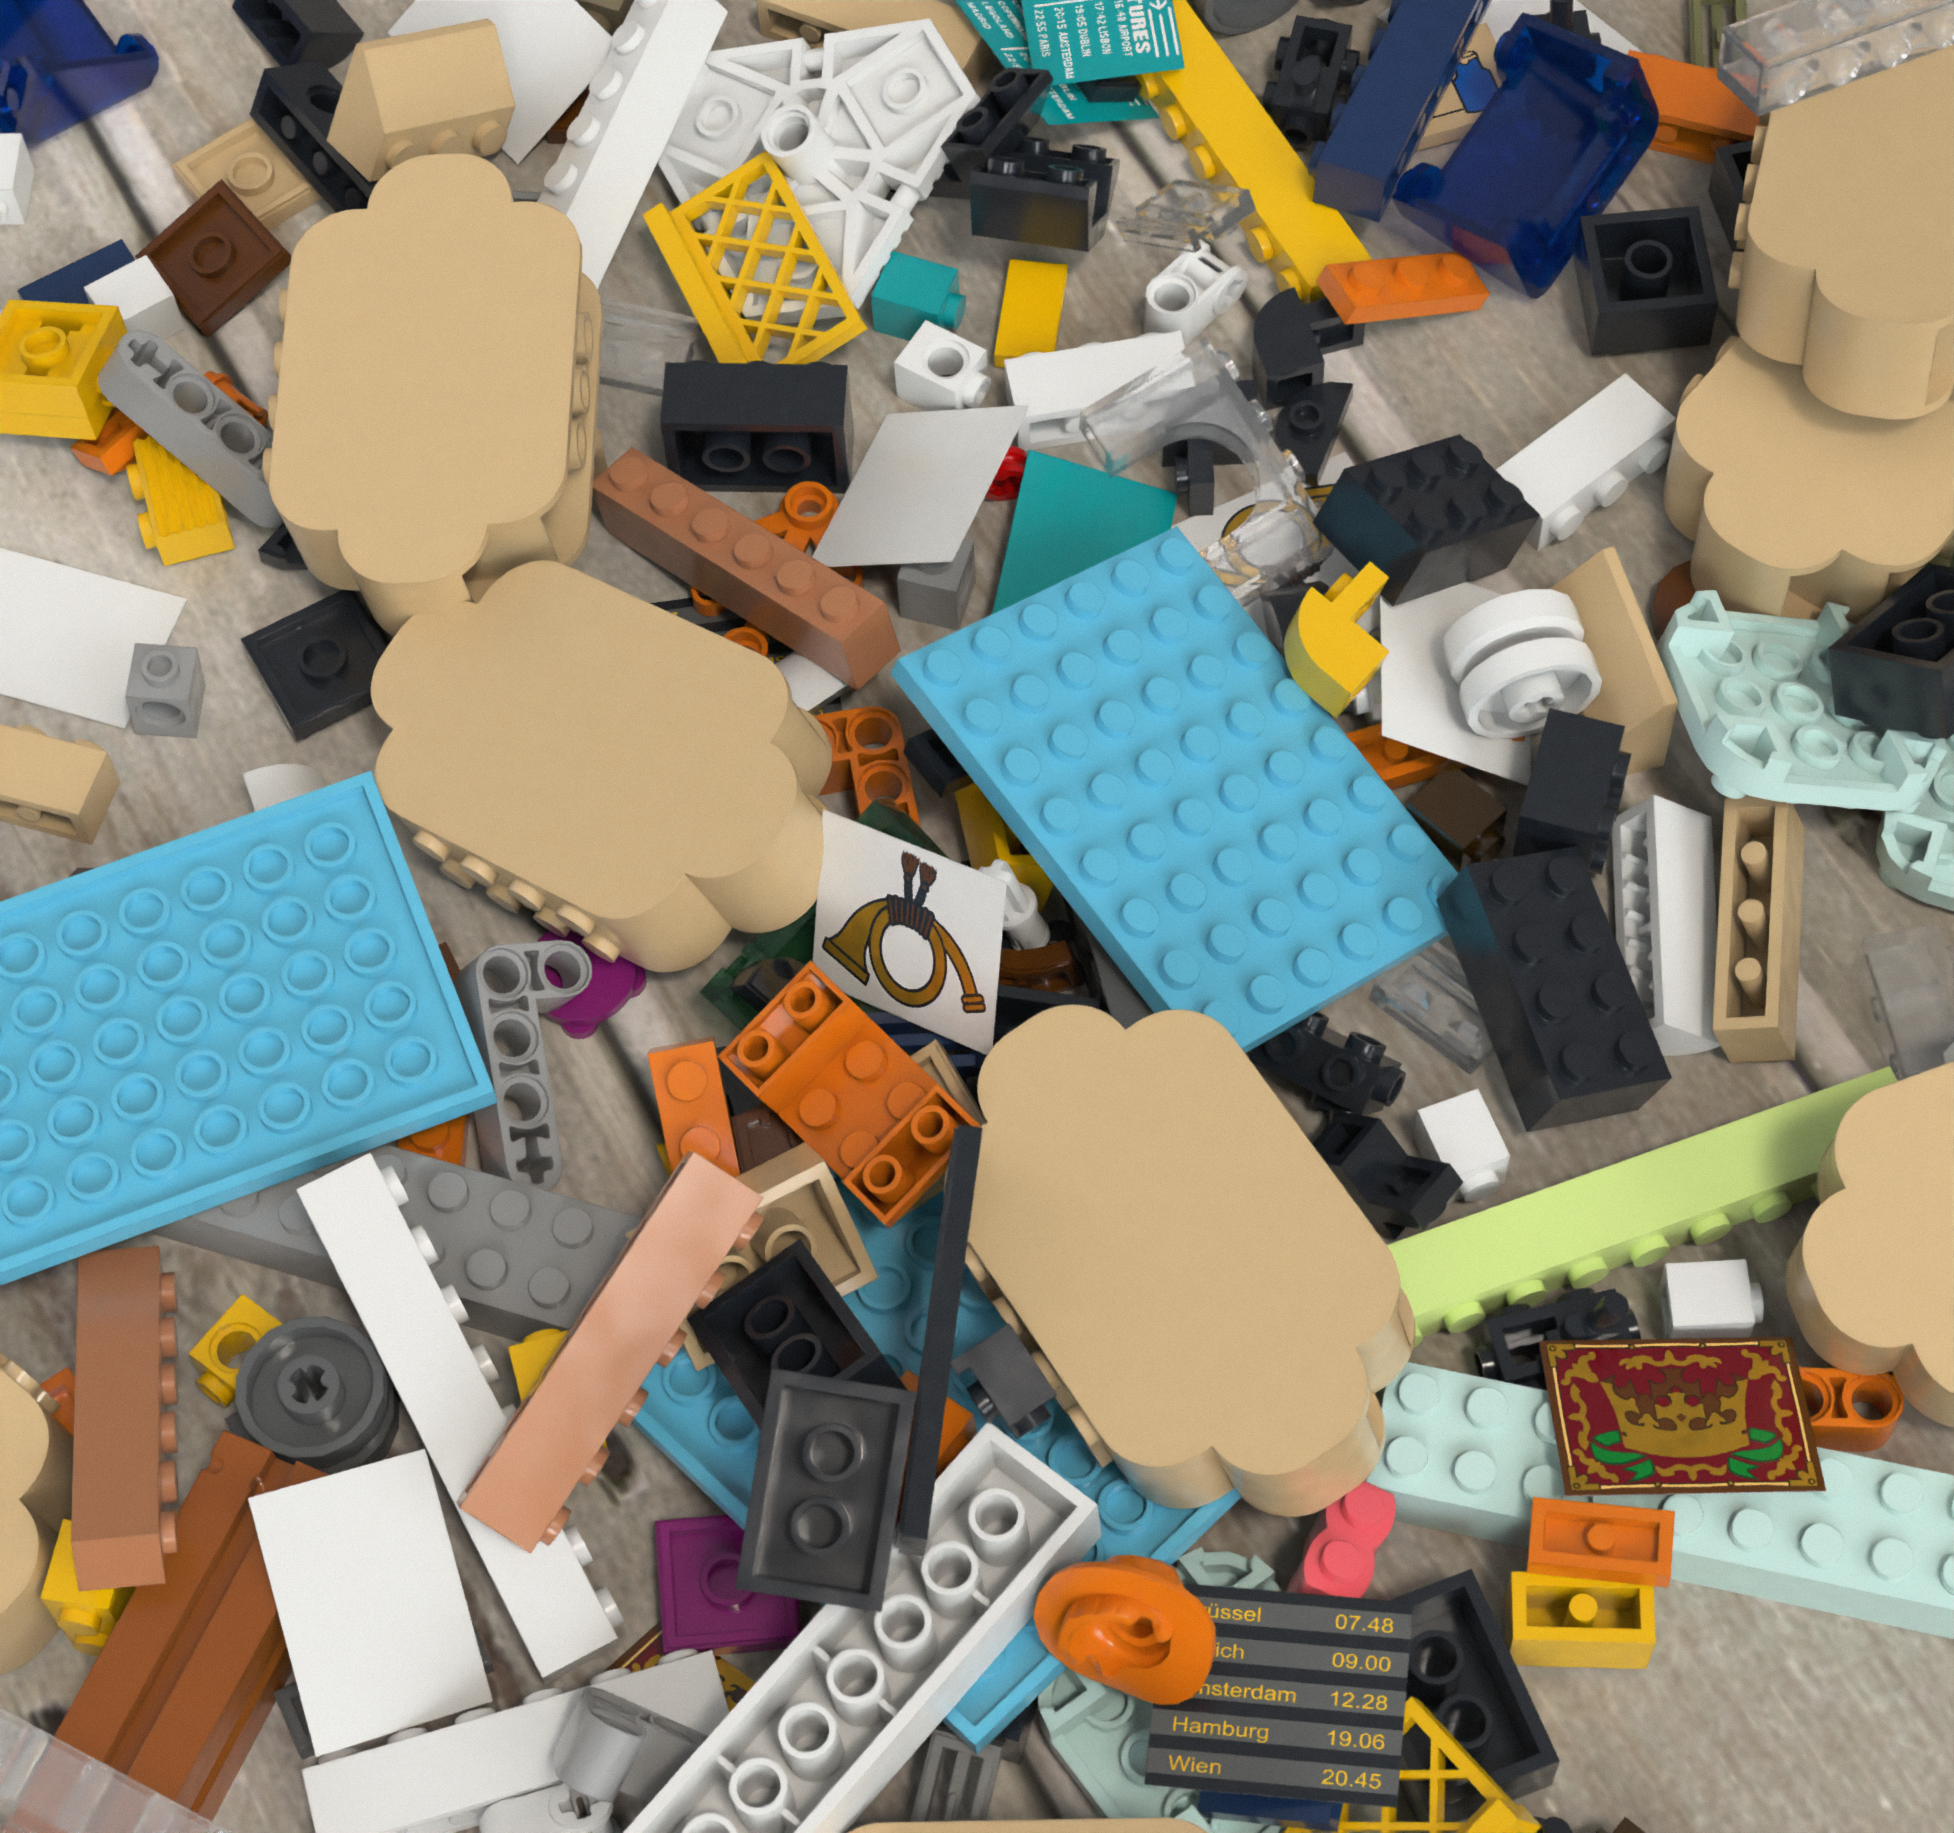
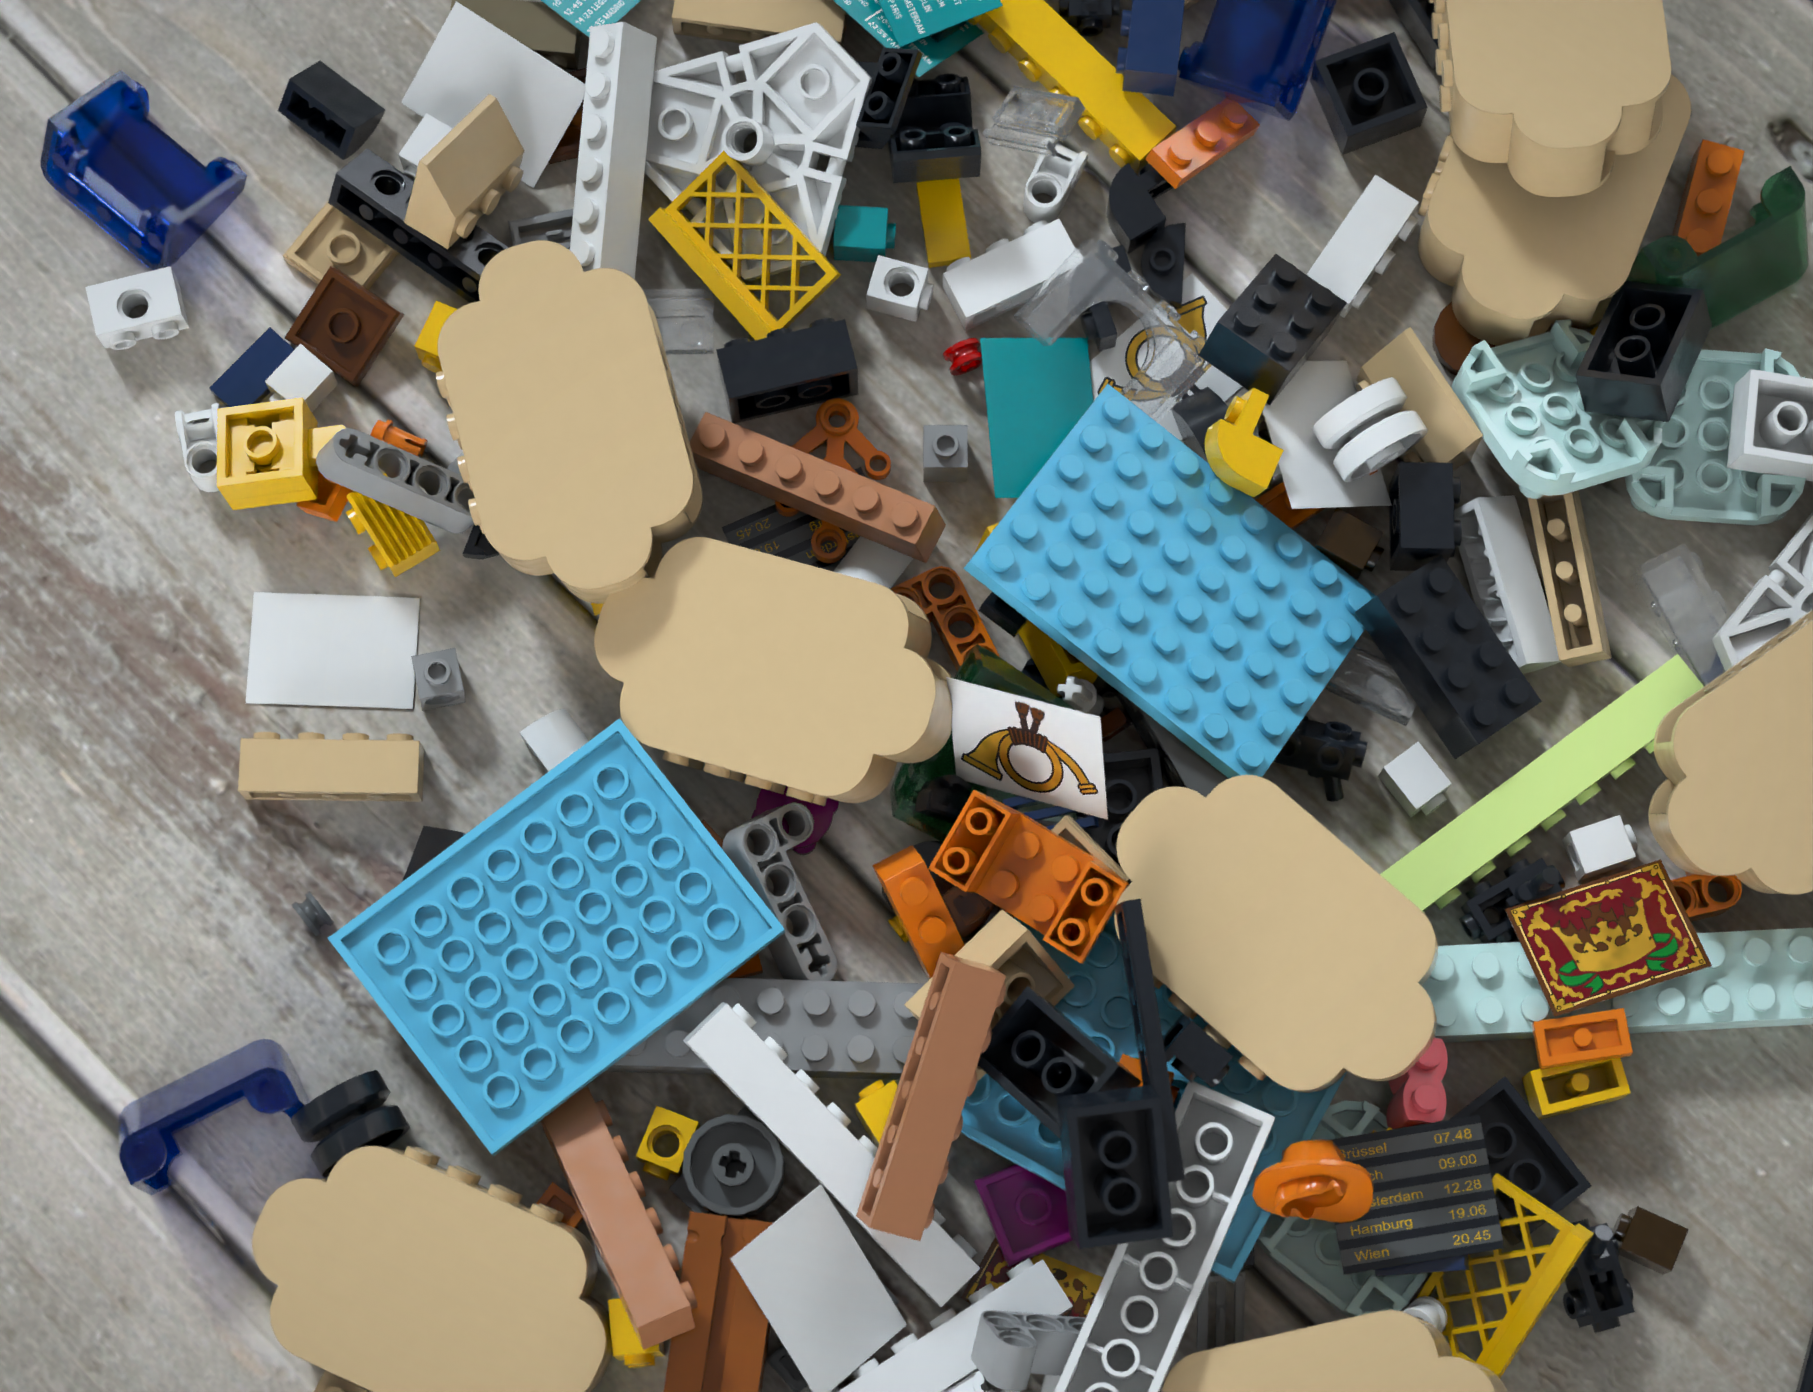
camera: 20 degrees left, 15 degrees up
(318, 661) = (538, 626): black plate -> none
(919, 487) = (914, 388): white sticker -> none
(1382, 1178) = (1369, 819): black brick -> none

